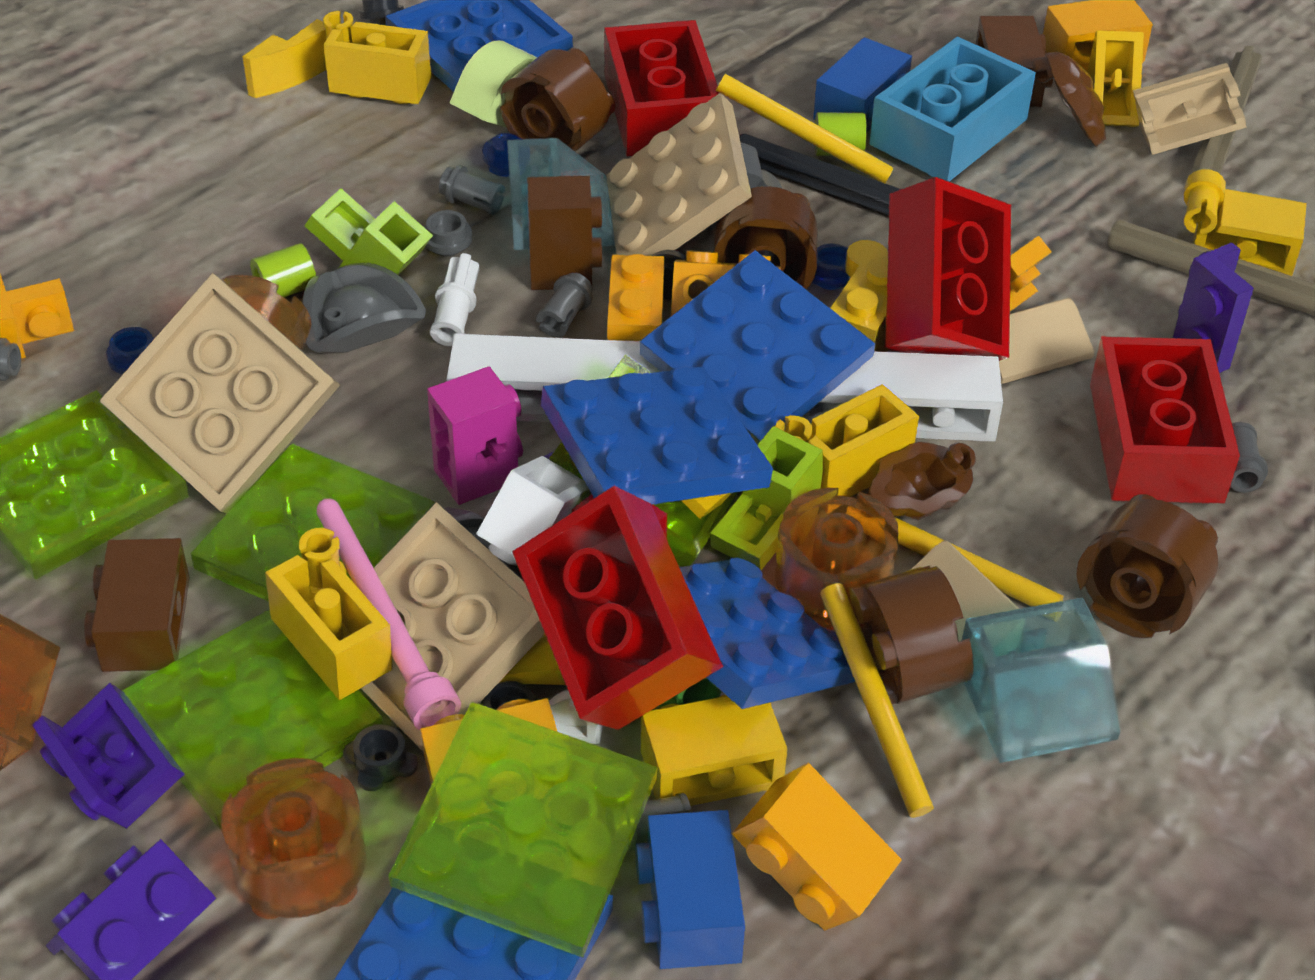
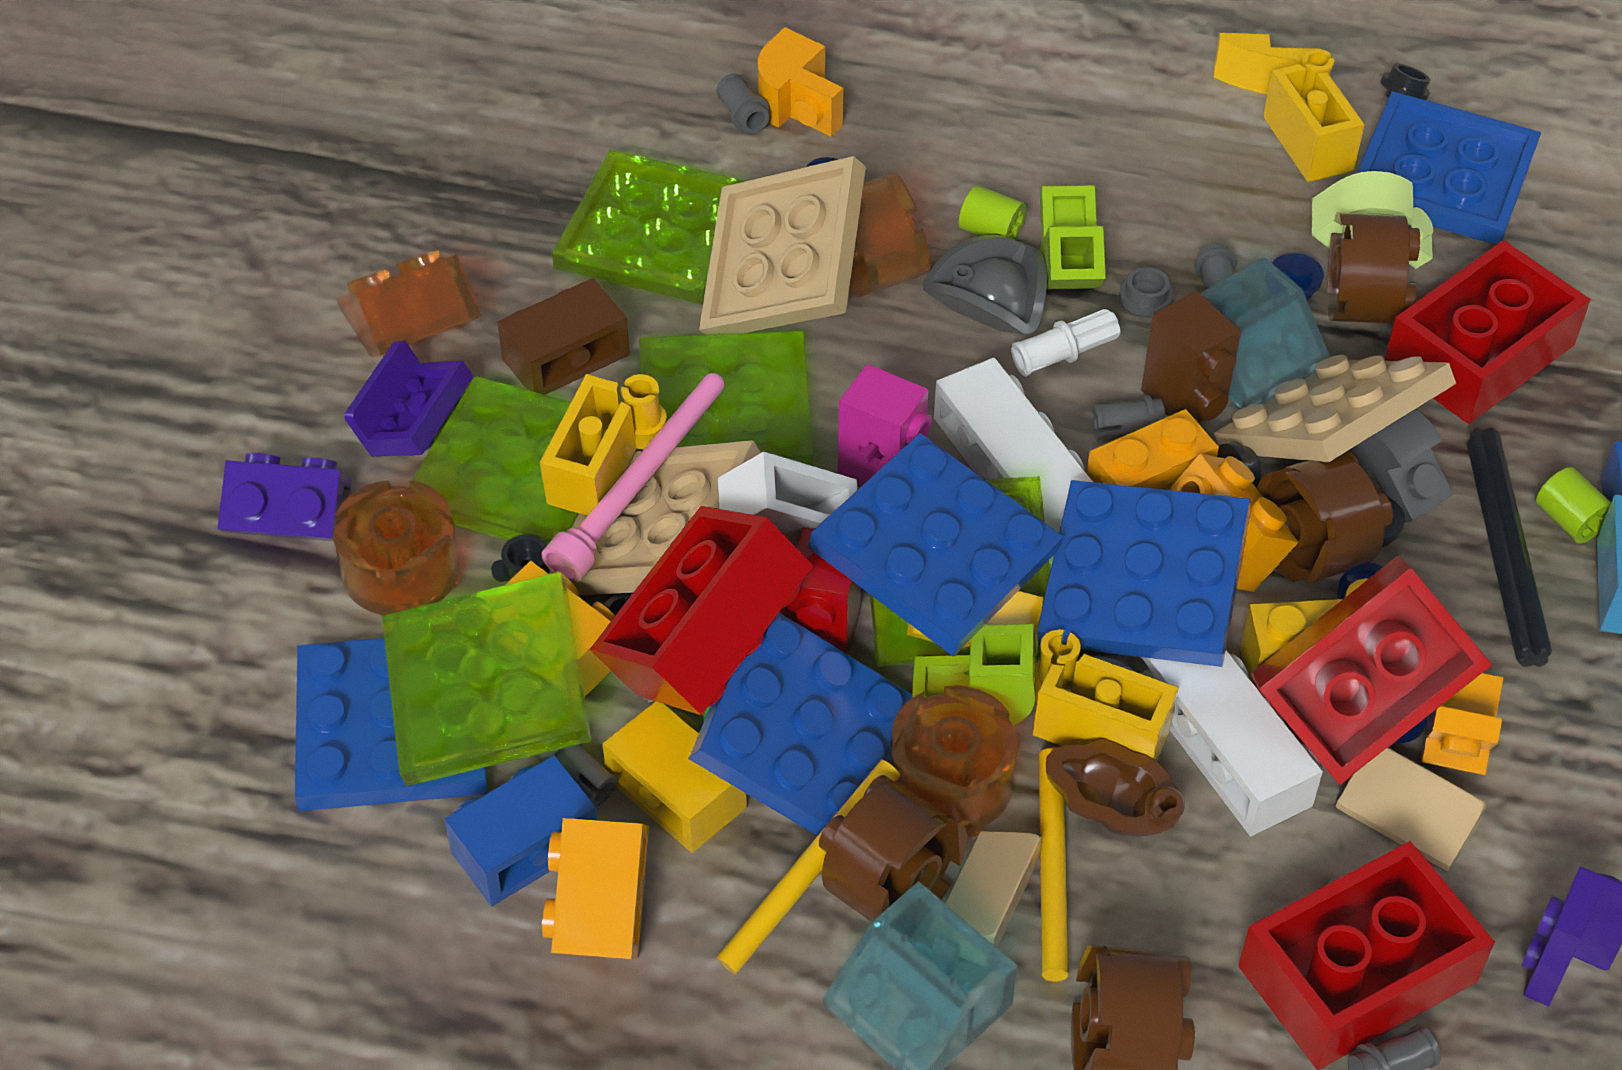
camera: 60 degrees right, 5 degrees up
(804, 128) = (1531, 469): yellow bar -> none

